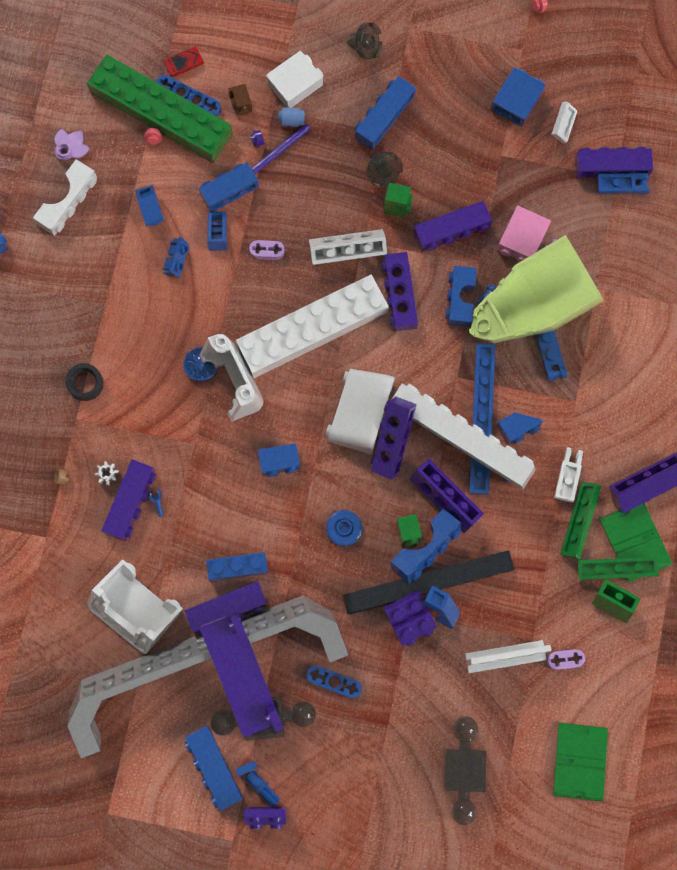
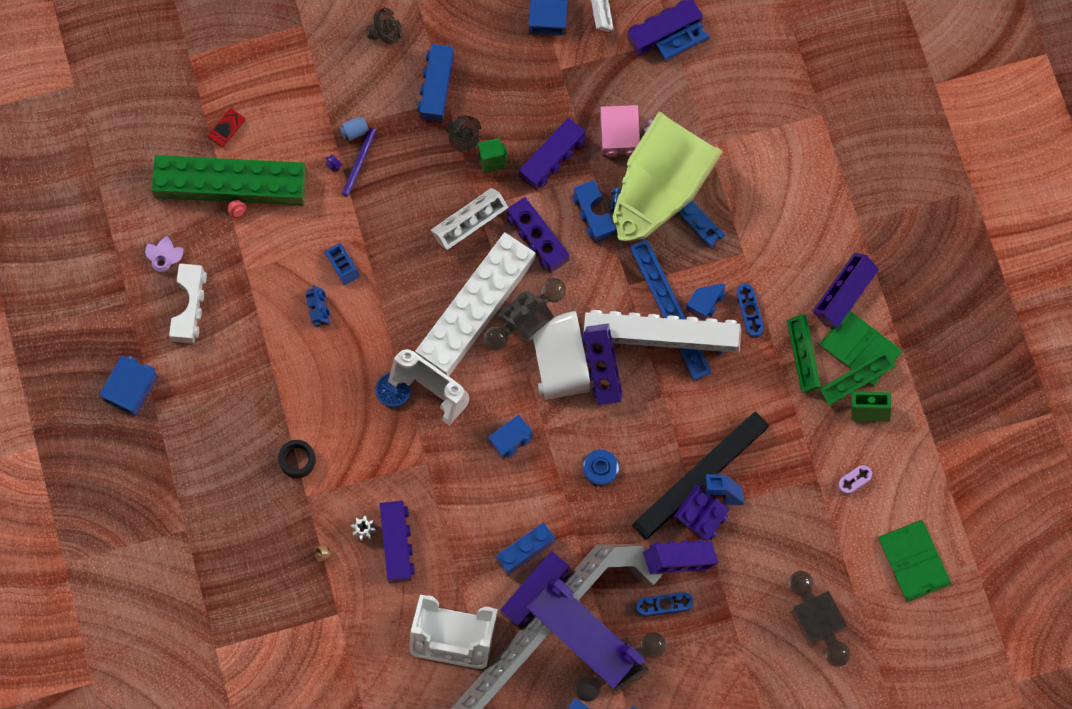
camera: 25 degrees left, 5 degrees down
(149, 206) = (269, 272): blue slope -> none
(157, 501) = (420, 528): blue hand -> none
(191, 93) = (249, 152): blue beam -> none
(228, 187) = (331, 219): blue brick -> none
(240, 99) = (298, 135): reddish brown brick -> none
(265, 252) = (395, 254): lavender beam -> none
(295, 79) = (338, 93): white brick -> none
(349, 357) = (525, 315): none -> clear smoke brick
(367, 649) = (680, 557): none -> dark purple brick
(408, 530) = (659, 438): green brick -> none
(410, 563) = (676, 465): blue arch -> none
(446, 494) = (676, 392): dark purple brick -> none
(506, 656) = (803, 503): white fence -> none
(555, 470) = (748, 324): none -> blue beam
(568, 477) = (773, 321): white hinge -> none

